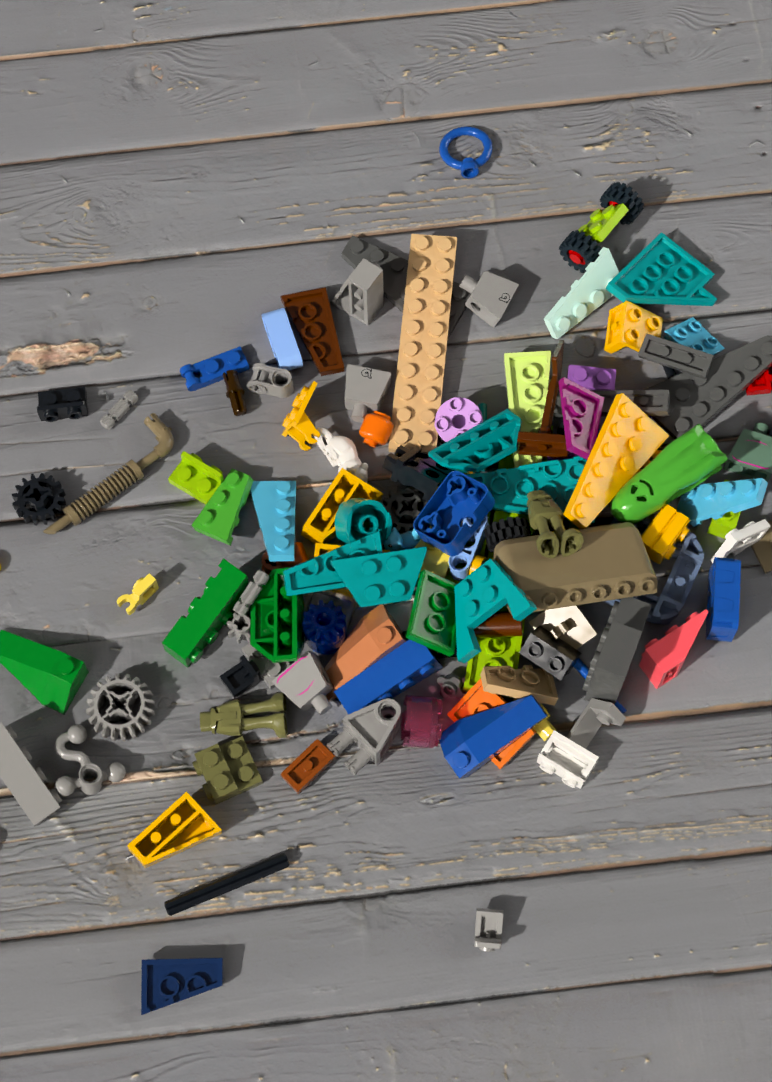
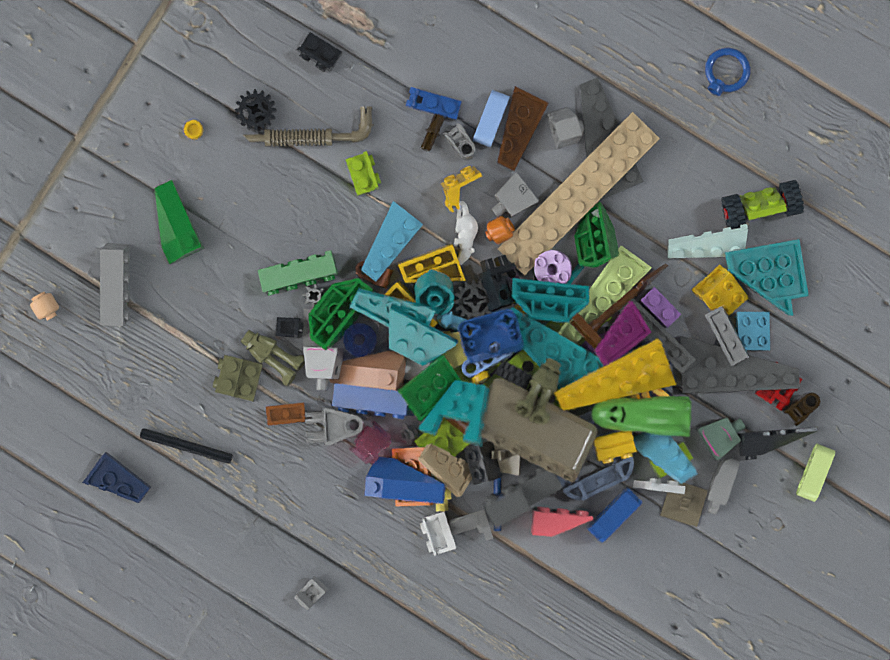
camera: 40 degrees right, 20 degrees up
(66, 785) = (136, 313): light grey piece -> none
(114, 714) = (204, 281): light grey gear -> none
(119, 409) = (351, 85): light grey axle -> none
(141, 592) = (274, 222): light yellow plate -> none
(173, 832) = (177, 392): yellow wedge -> none
(223, 508) = (362, 208): bright green wing -> none
(251, 593) = (333, 282): light grey axle -> none
(474, 366) = (595, 238): none -> green wedge
(488, 296) = (647, 195): light grey torso -> none

